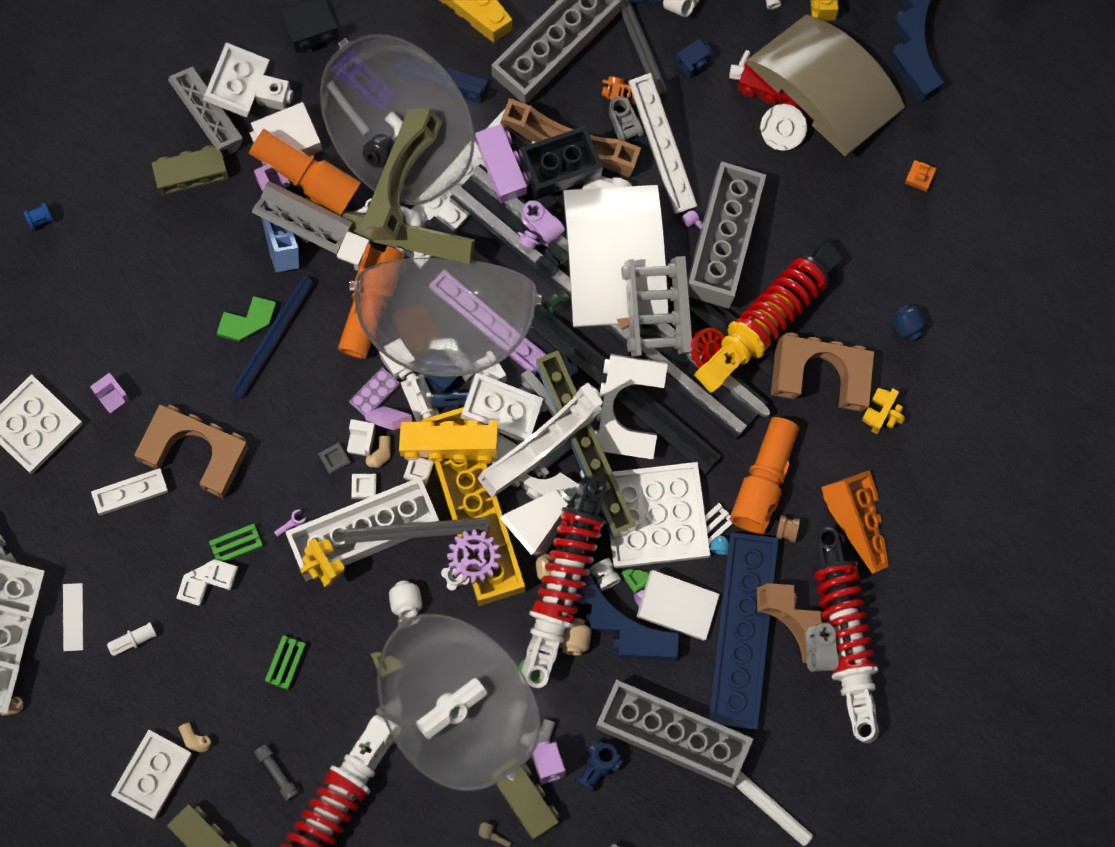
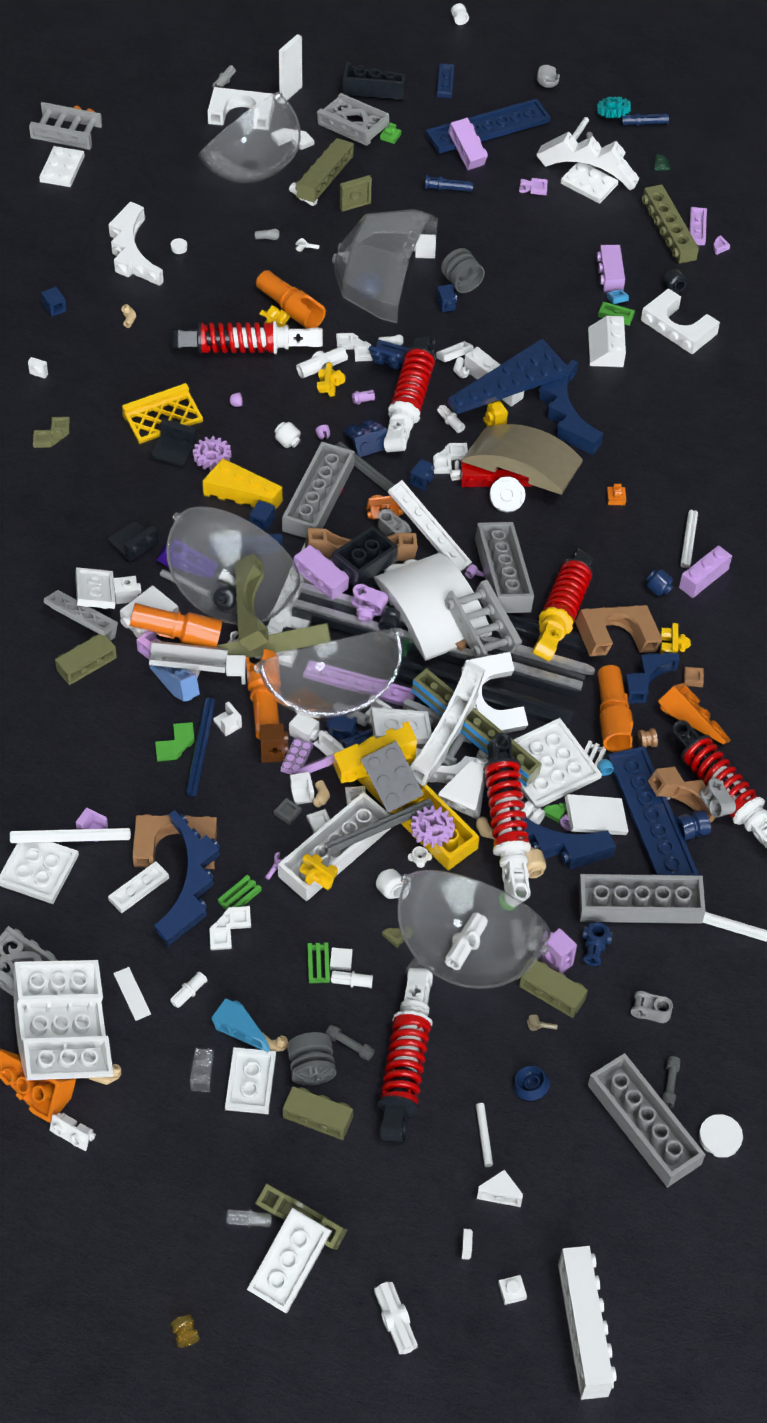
camera: 25 degrees left, 20 degrees down
(79, 399) = (70, 835): none -> white axle
(106, 740) = (201, 1070): none -> clear leg
(166, 704) = (235, 1021): none -> dark azure slope
(203, 484) = (187, 909): none -> dark blue arch
(221, 781) = (311, 1059): none -> dark grey wheel
(311, 668) = (341, 959): none -> white tile
(312, 698) = (352, 979): none -> white axle
(316, 315) = (229, 720): none -> white panel
(349, 369) = (273, 743): none -> reddish brown brick
(450, 480) = (391, 776): none -> brick
(475, 47) = (262, 515): none -> dark blue brick
(708, 345) = (529, 635): red wheel -> none
(749, 36) = (452, 451): none -> white tile
(782, 663) = (696, 824): none -> dark blue wheel
(840, 434) = (650, 667): none -> dark blue arch
(886, 465) = (694, 676): none -> medium nougat tile
(973, 328) = (705, 571): none -> lavender brick
(979, 272) = (689, 539): none -> white axle

